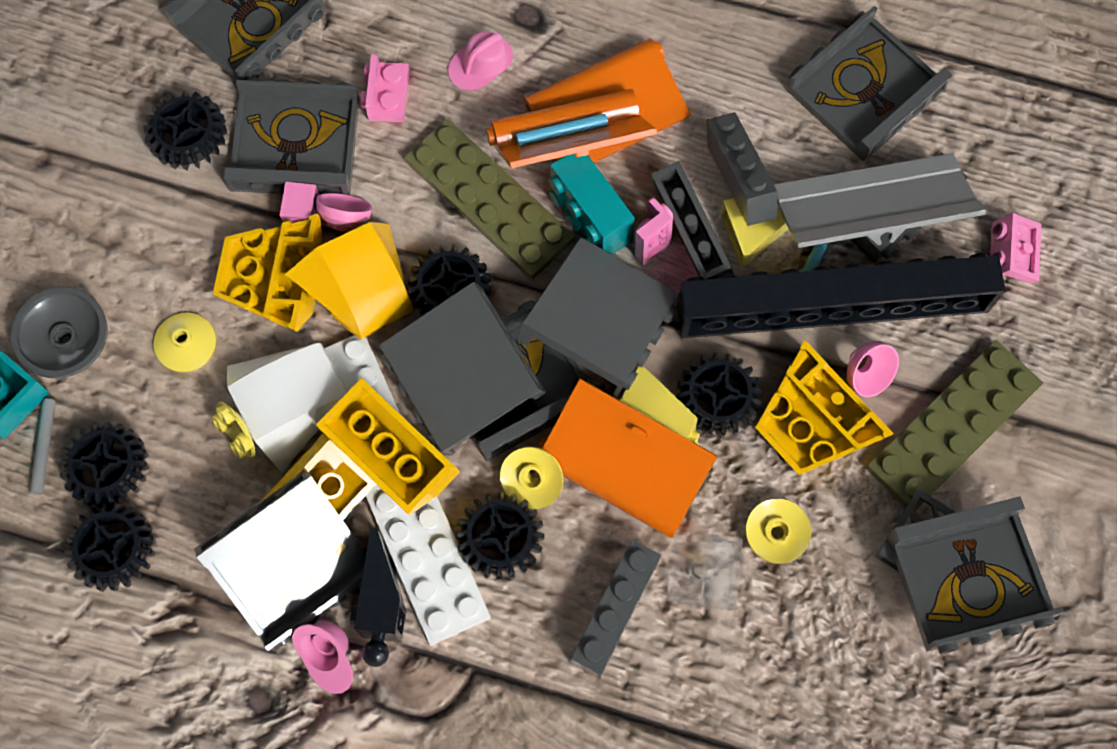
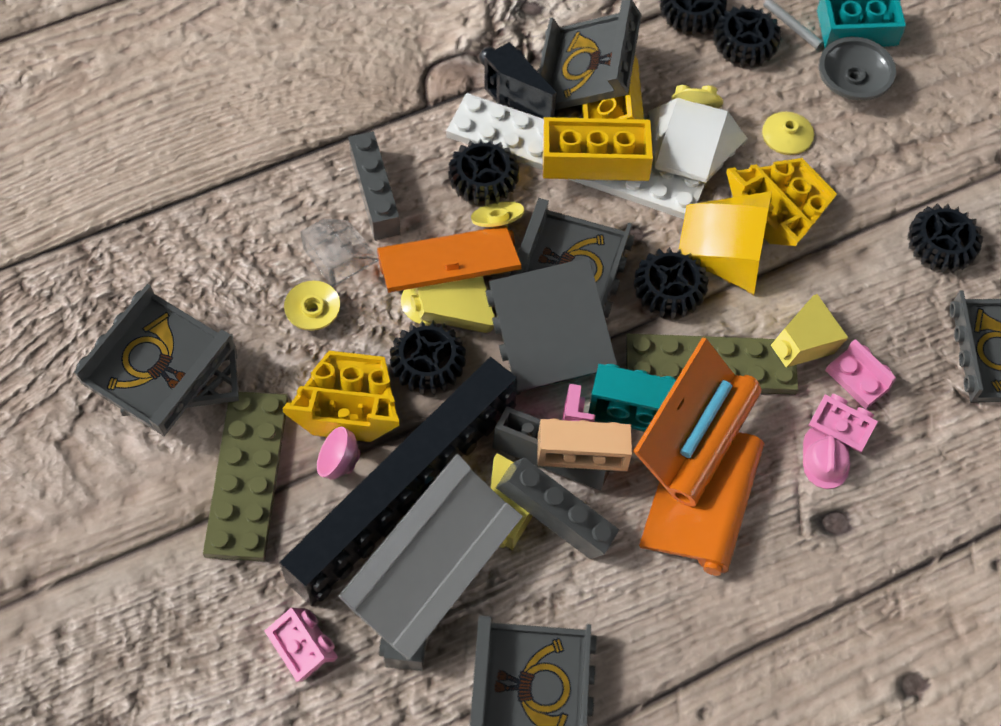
camera: 135 degrees right, 10 degrees down
(293, 136) = (876, 291): dark grey panel -> none
(298, 202) = (818, 252): bright pink brick -> none
(324, 654) = (528, 45): bright pink piece -> none
(343, 210) = (797, 273): bright pink piece -> none
(394, 144) = (809, 335): none -> light yellow slope
(443, 65) = (843, 422): none -> bright pink bracket
(460, 368) = (608, 227): dark grey panel -> none
(680, 185) = (584, 444): none -> light nougat brick

